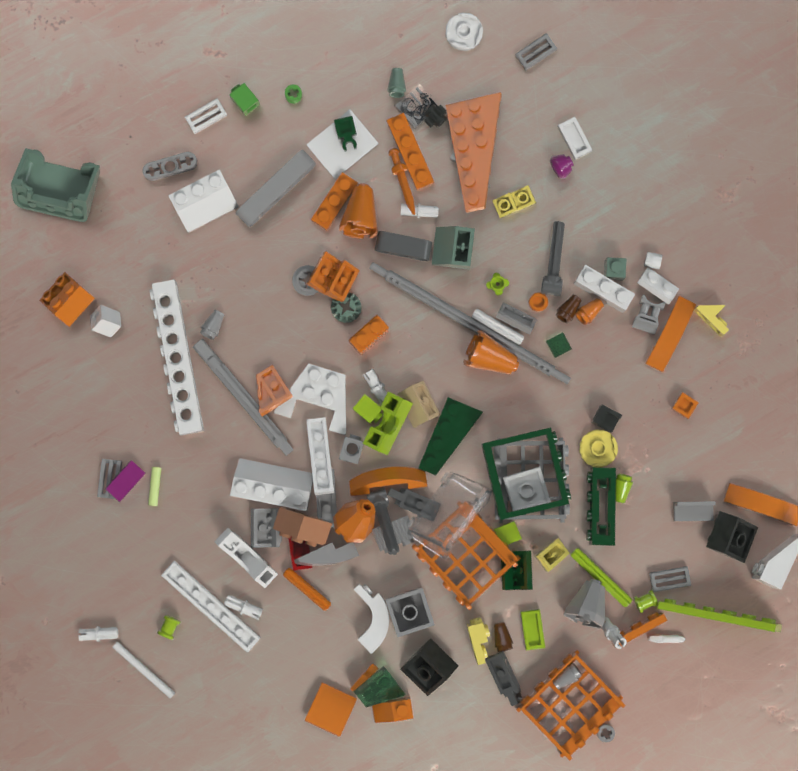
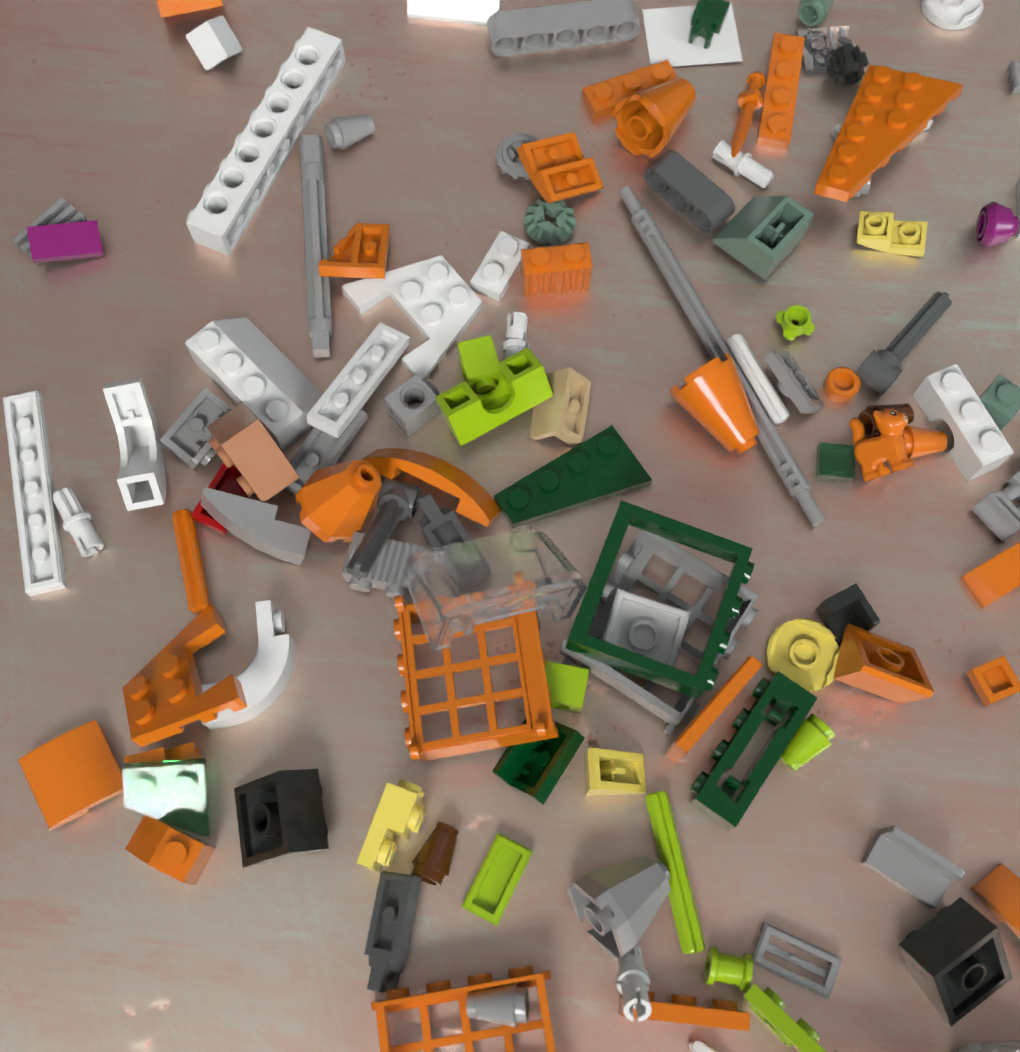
camera: 35 degrees right, 15 degrees down
(154, 486) = (100, 278): yellowish green piece -> none
(339, 348) = (499, 266): none -> white plate
(345, 652) = (169, 688): none -> orange wing
(409, 612) = (315, 700): light grey brick -> none
(576, 329) = (889, 446): none -> orange animal
(576, 503) = (713, 709): none -> orange tile
(633, 431) = (881, 667): none -> orange slope

